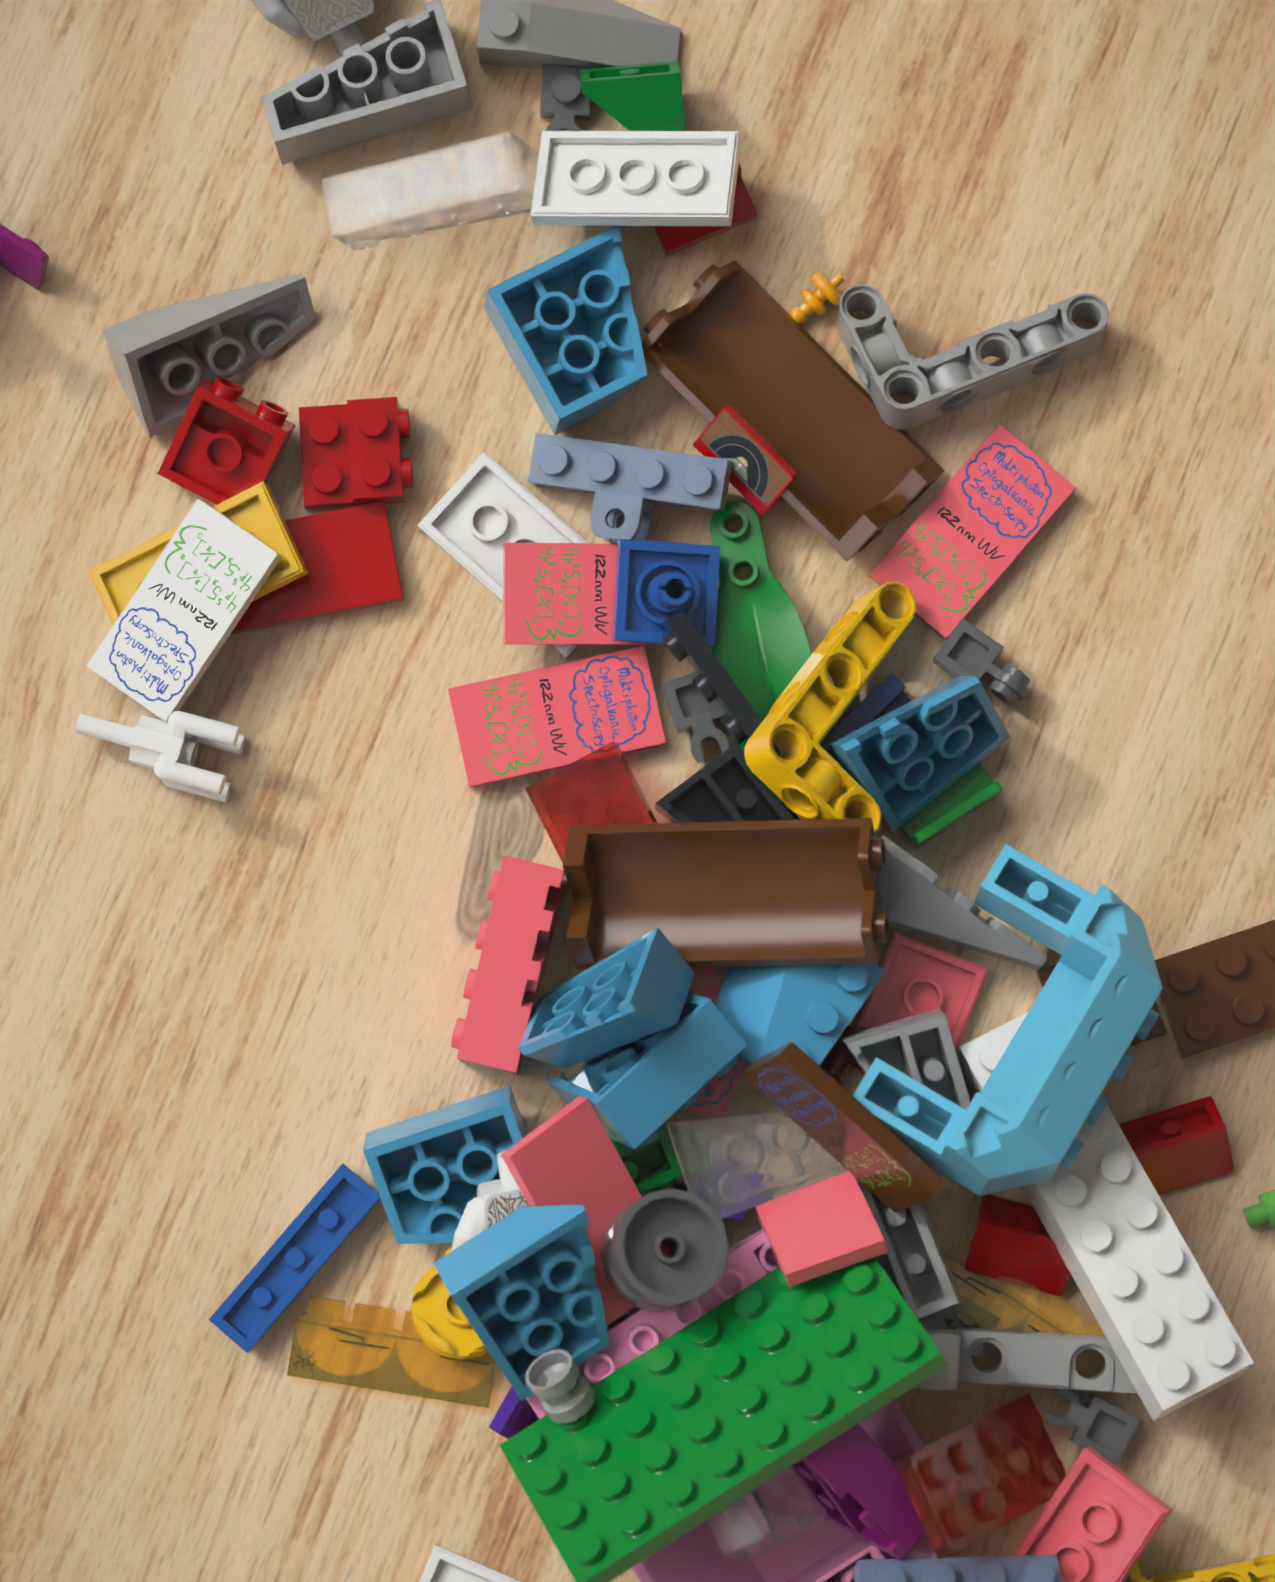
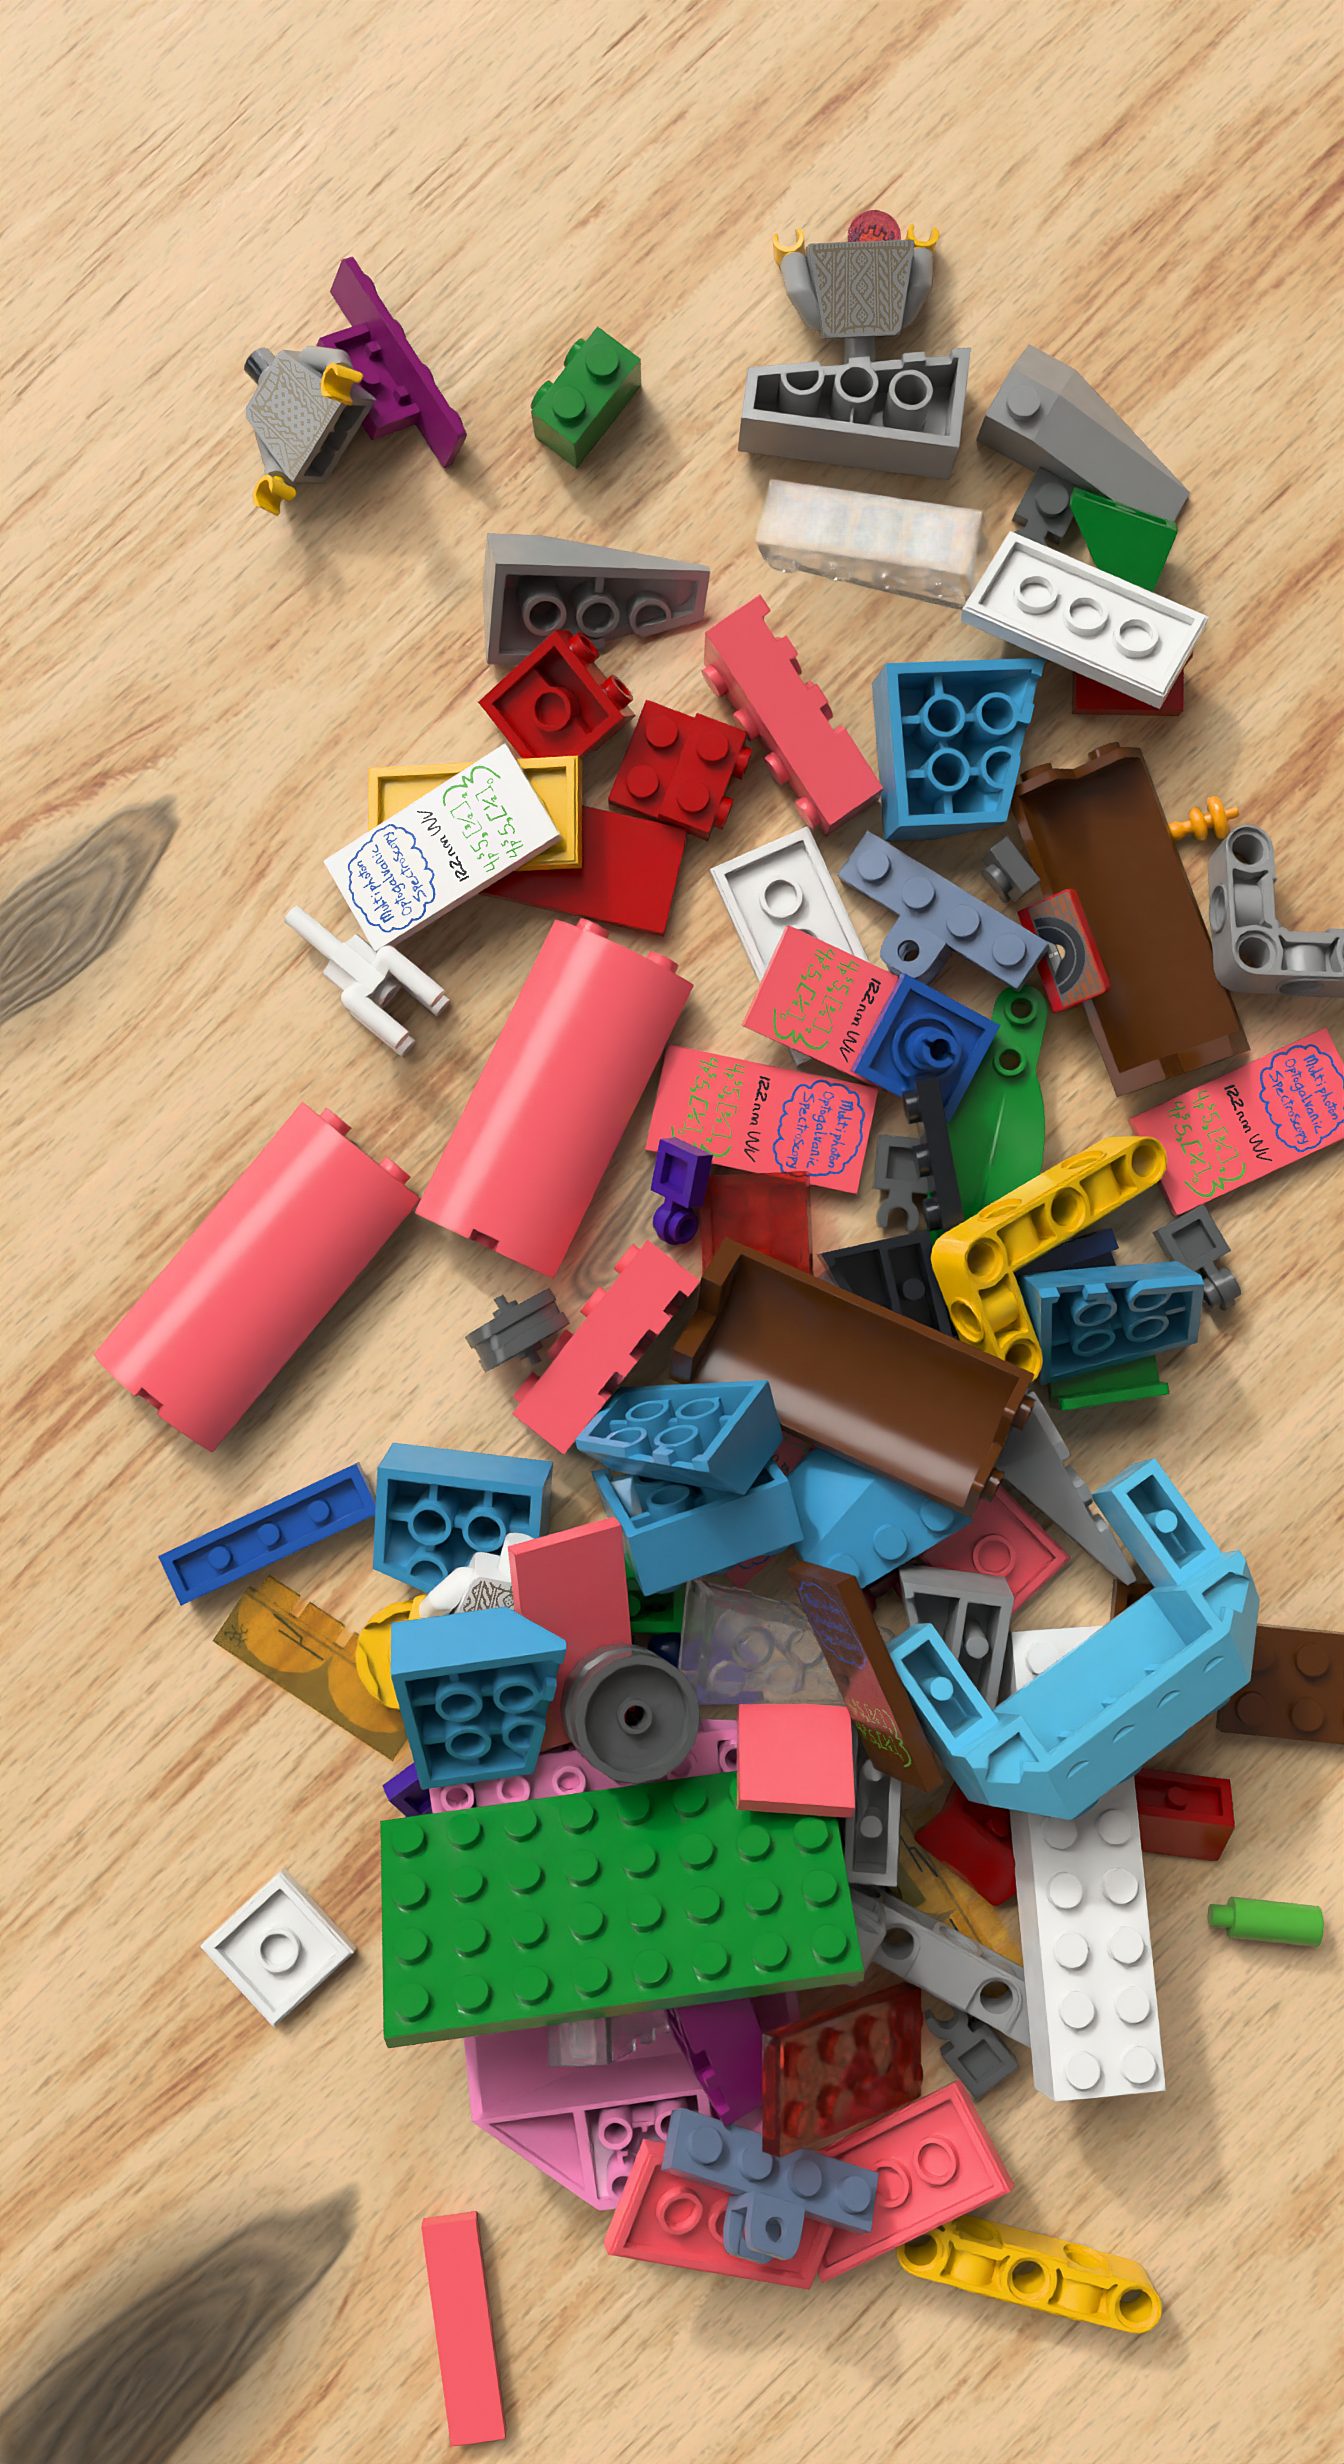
camera: 15 degrees right, 5 degrees up
(133, 179) = (586, 396): none -> green brick
(188, 1040) = (257, 1276): none -> coral cylinder
(372, 775) = (555, 1096): none -> coral cylinder
(427, 372) = (788, 719): none -> coral wedge
(429, 985) = (517, 1330): none -> dark grey wheel
(512, 796) = (682, 1178): none -> dark purple plate
(560, 1386) = (464, 1799): light grey wheel -> none
(669, 415) = (1008, 871): none -> dark grey plate

